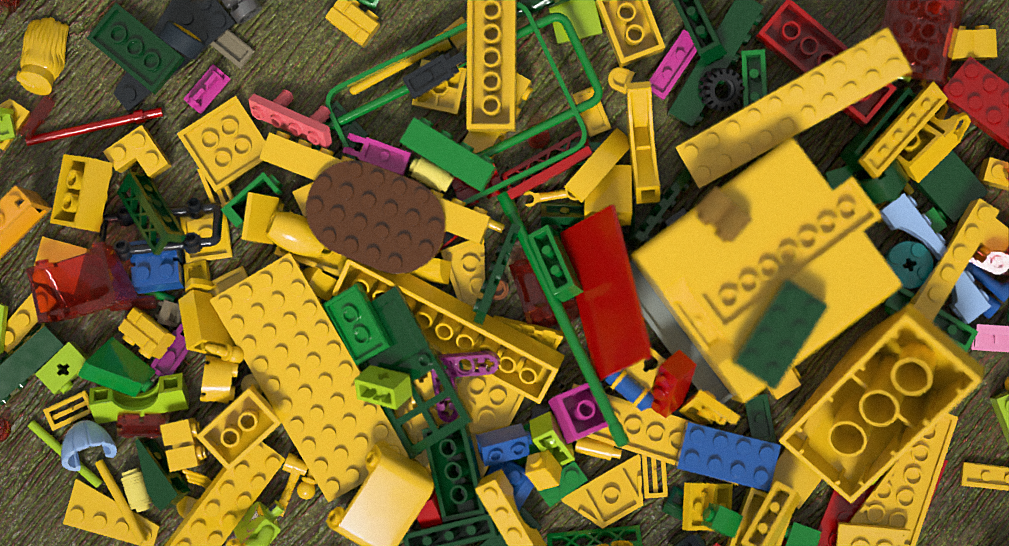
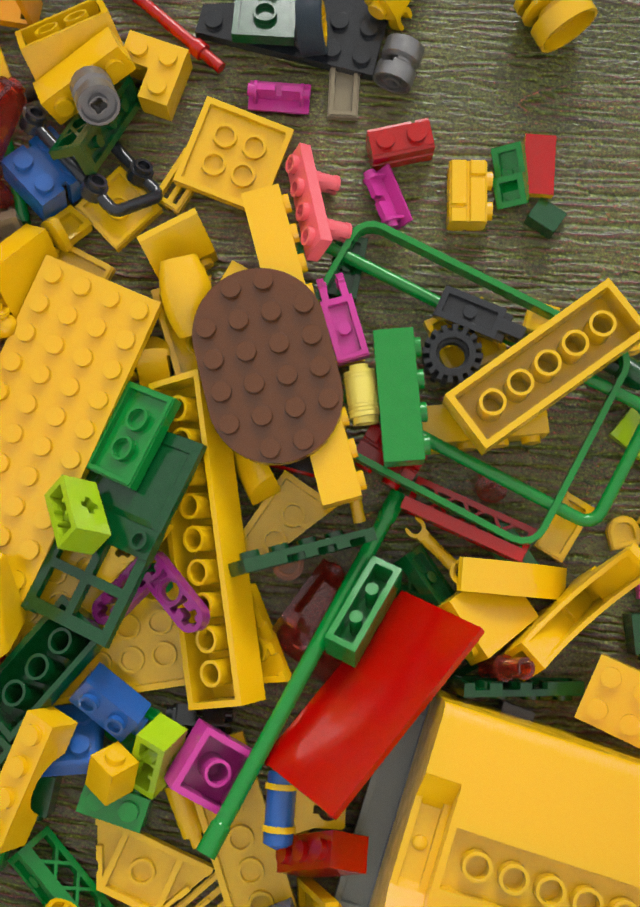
camera: 50 degrees right, 5 degrees down
(116, 200) = (101, 51): none -> yellow brick
(140, 203) = (94, 95): none -> flat silver wheel
(232, 207) = (213, 217): green panel -> none
(292, 38) = (400, 144): none -> red brick
(325, 71) = (388, 197): none -> dark pink hinge
(359, 87) = (455, 280): yellow piece -> none
(442, 92) = (457, 337): none -> black tyre
(644, 206) = (506, 668): none -> clear red axle
(723, 215) = (577, 785): pearl gold brick -> none

